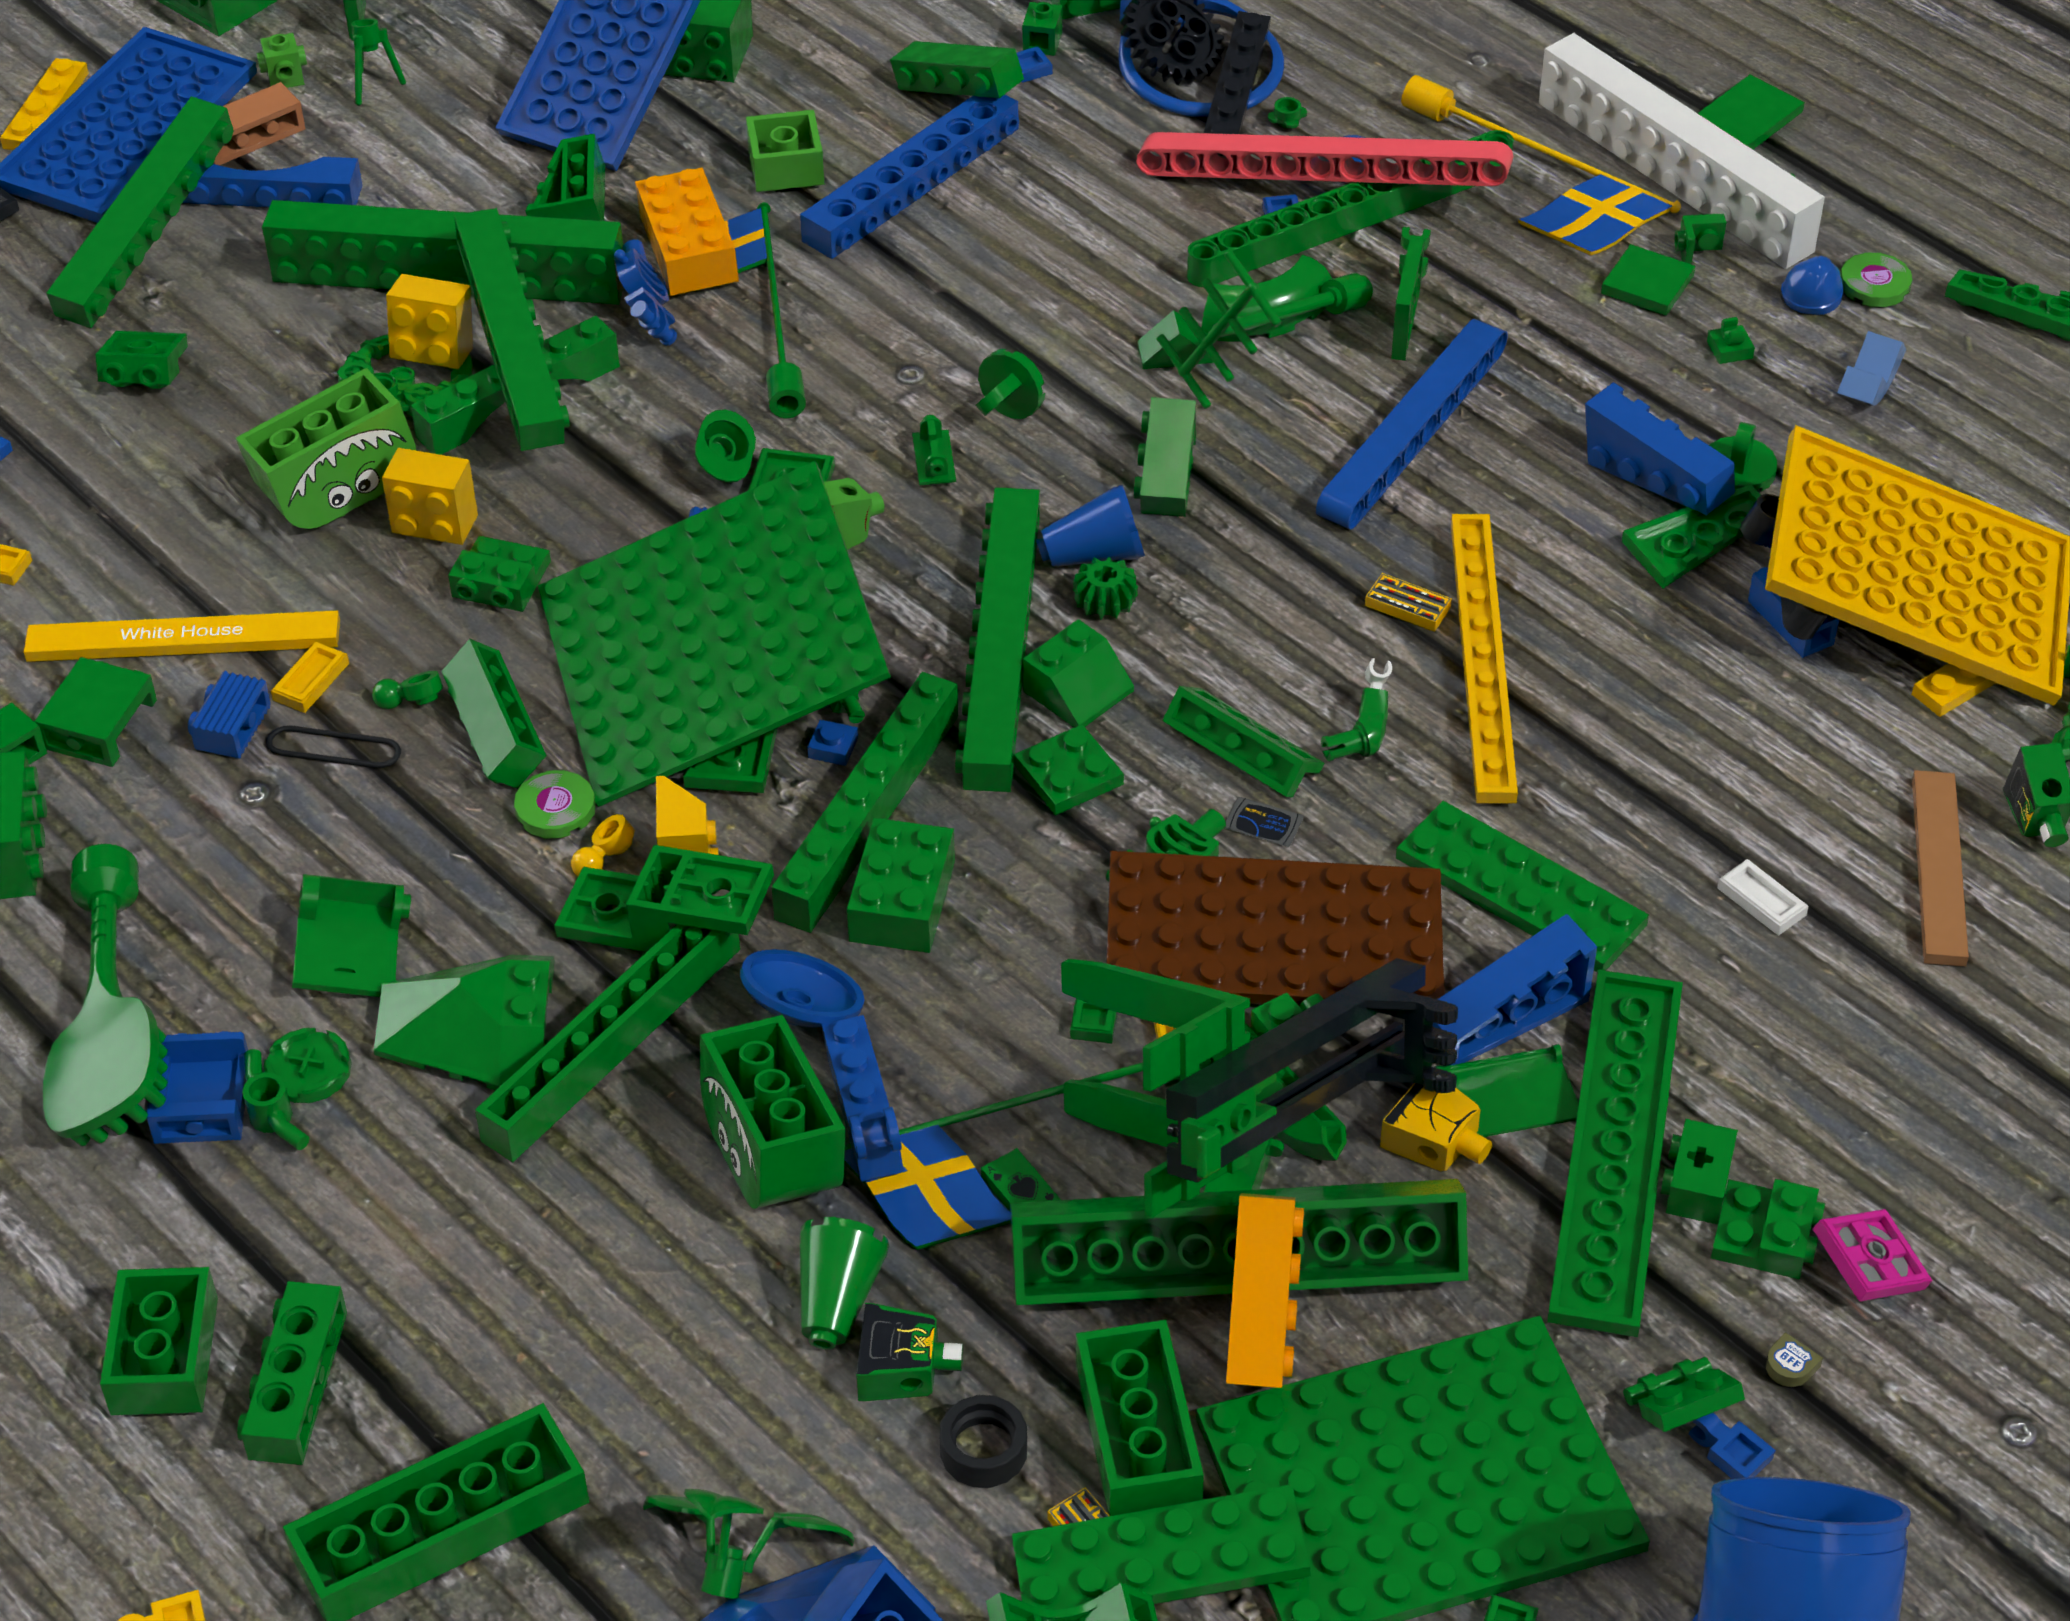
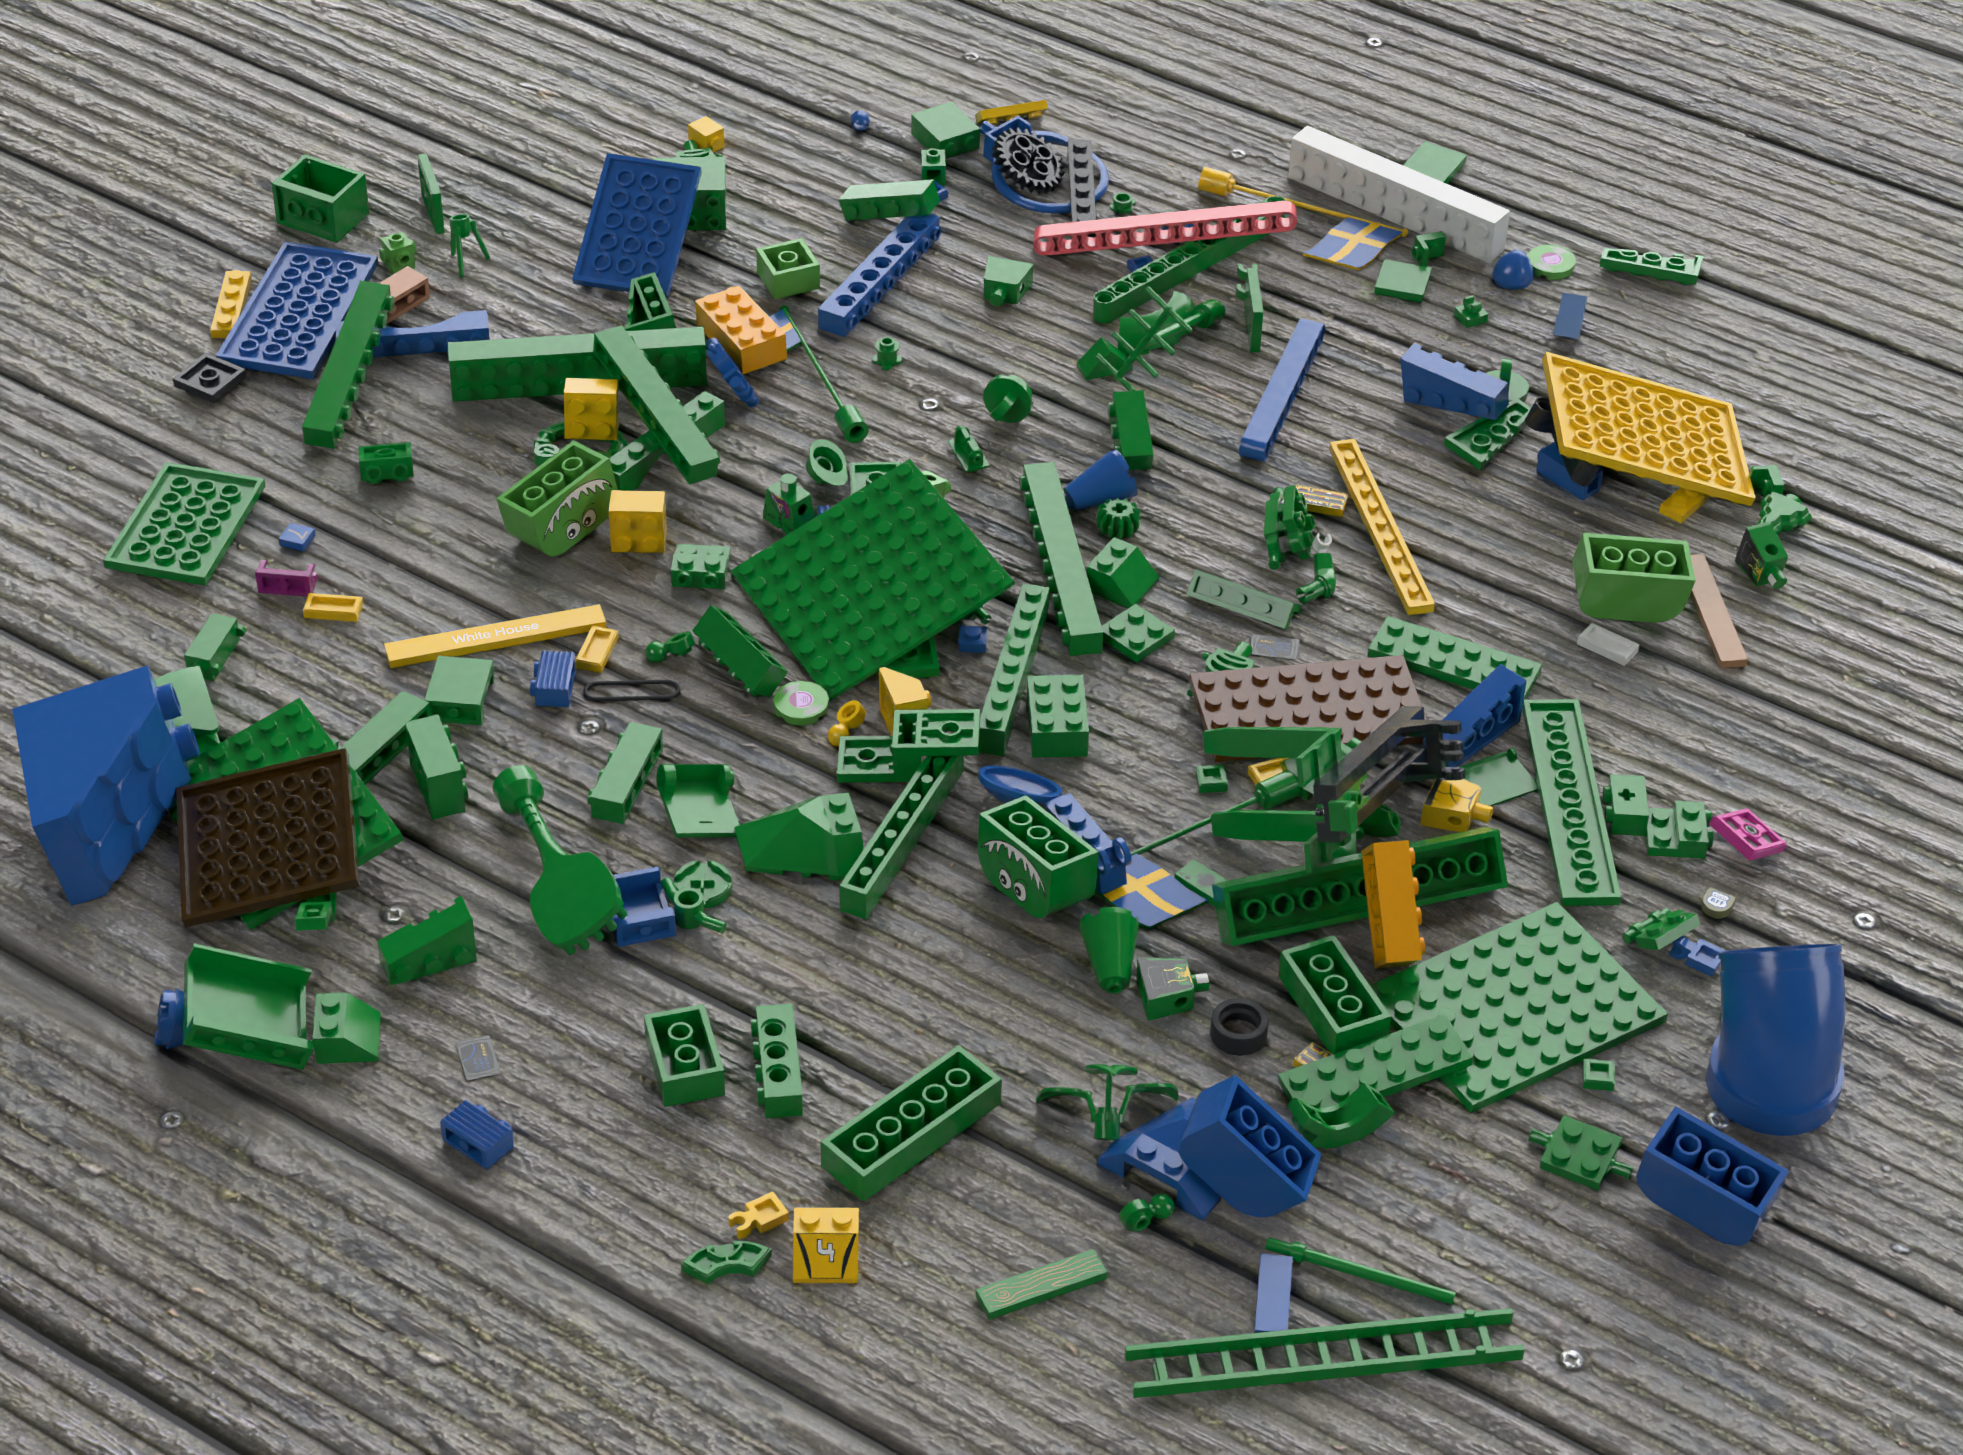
camera: 15 degrees left, 5 degrees down
(267, 874) = (625, 772): none -> brick
(642, 492) = (787, 504): none -> green torso
(876, 292) = (887, 353): none -> green brick
(1080, 206) = (1006, 280): none -> green torso
(1340, 638) = (1287, 526): none -> green piece
(1821, 800) = (1632, 577): none -> bright green brick

